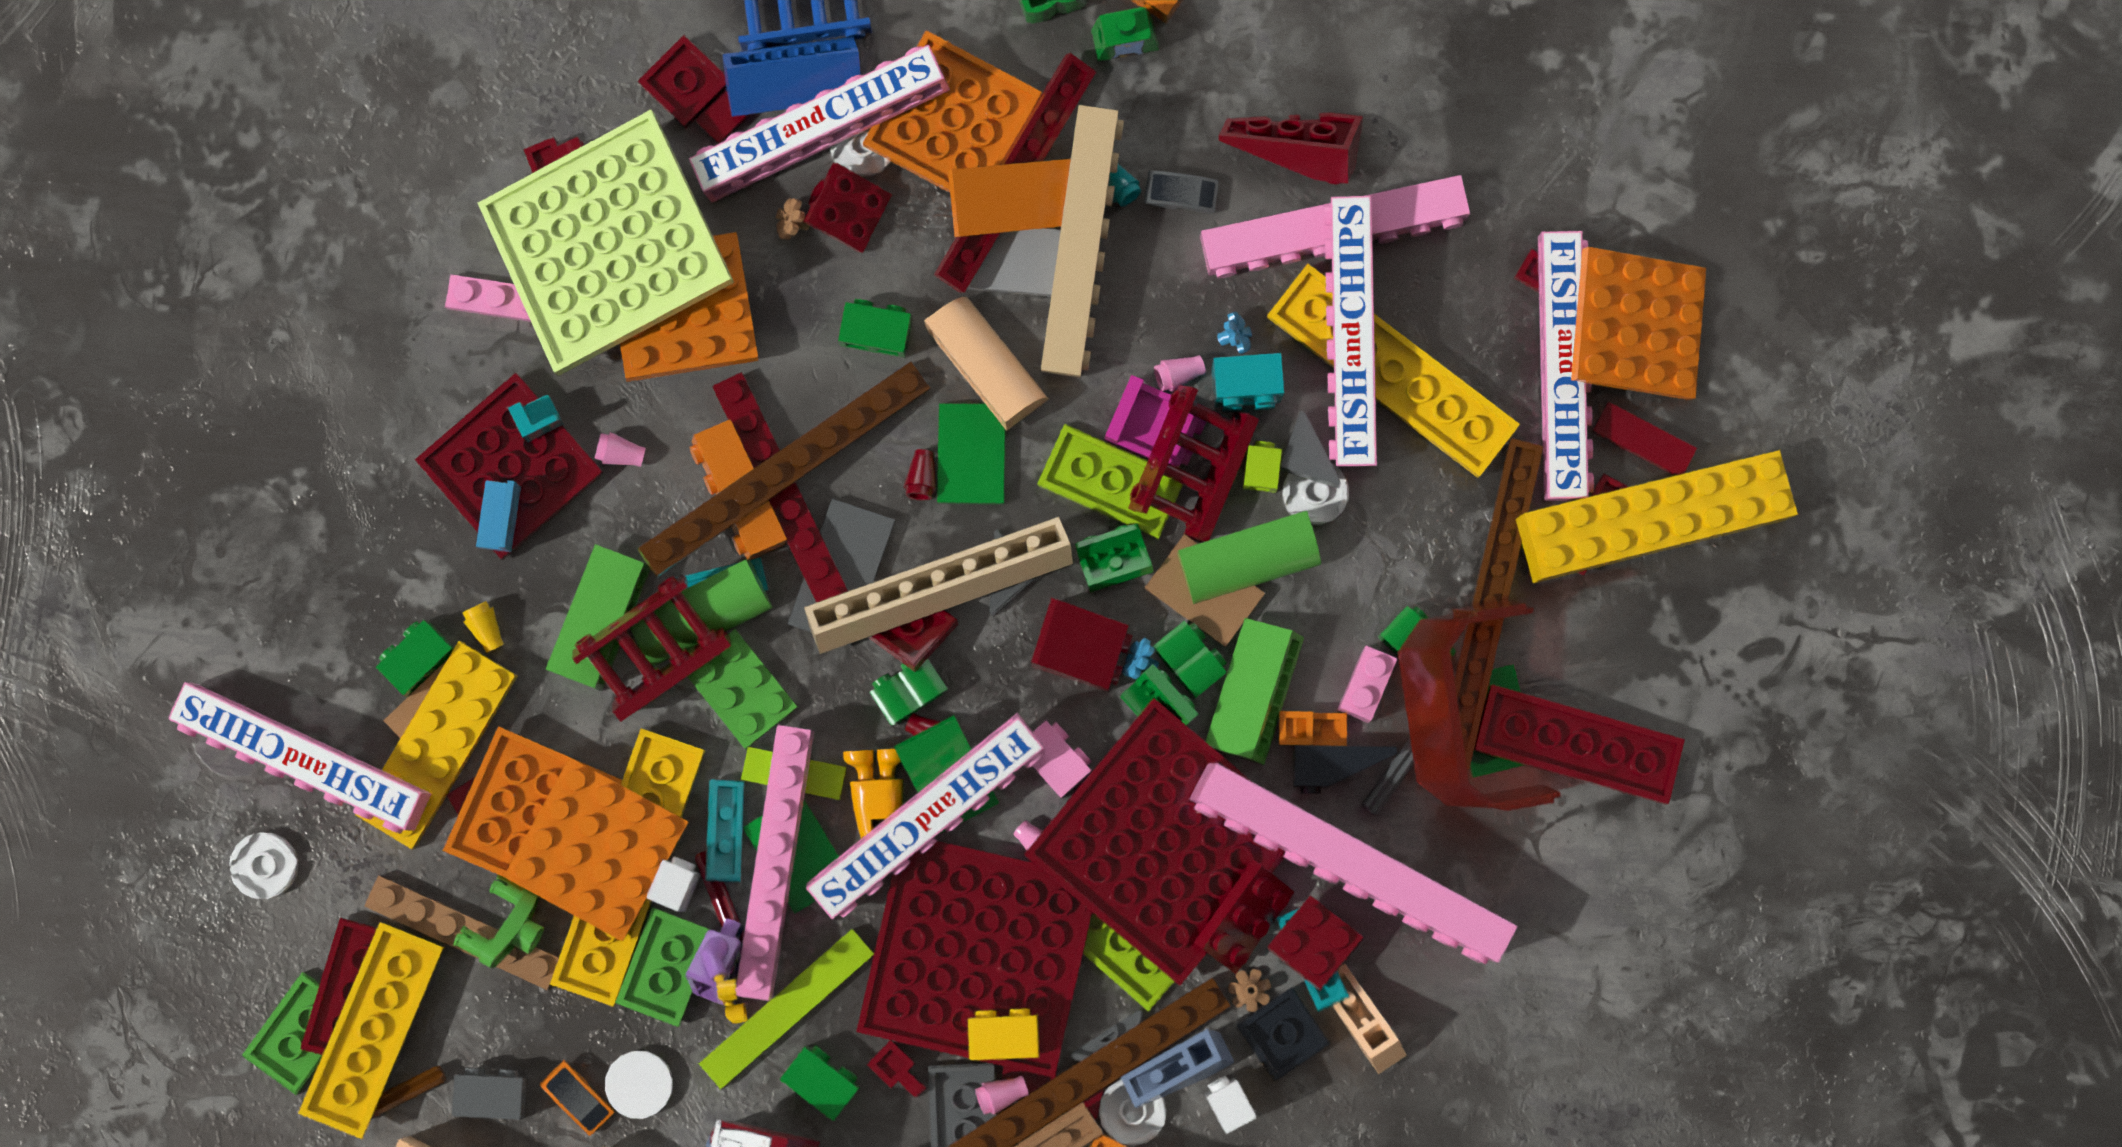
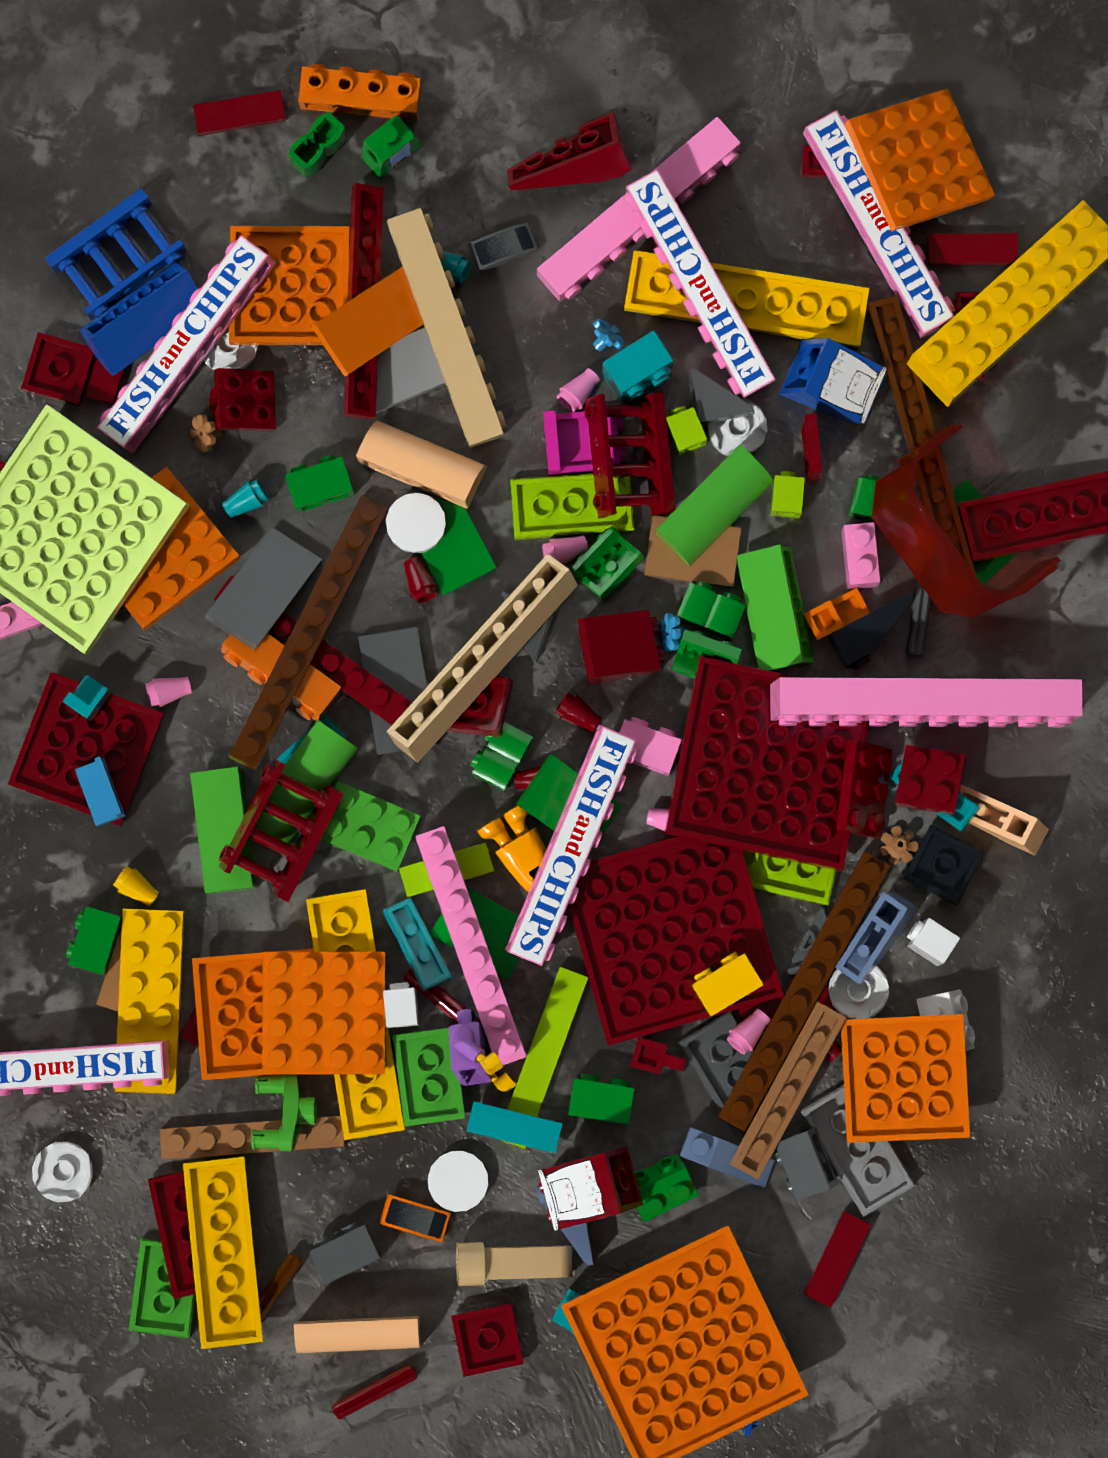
camera: 30 degrees left, 0 degrees up
(721, 1062) = (514, 1127): none -> teal tile
(764, 402) = (263, 588): none -> dark grey tile
(797, 305) = (246, 498): none -> teal cone
(948, 417) = (415, 523): none -> white tile
(1005, 688) = (576, 711): none -> dark red cone
(1080, 521) = (565, 549): none -> bright pink cone
(1328, 585) = (787, 495): none -> lime brick
(1375, 552) = (811, 448): none -> dark red tile
(1435, 496) = (833, 380): none -> slope

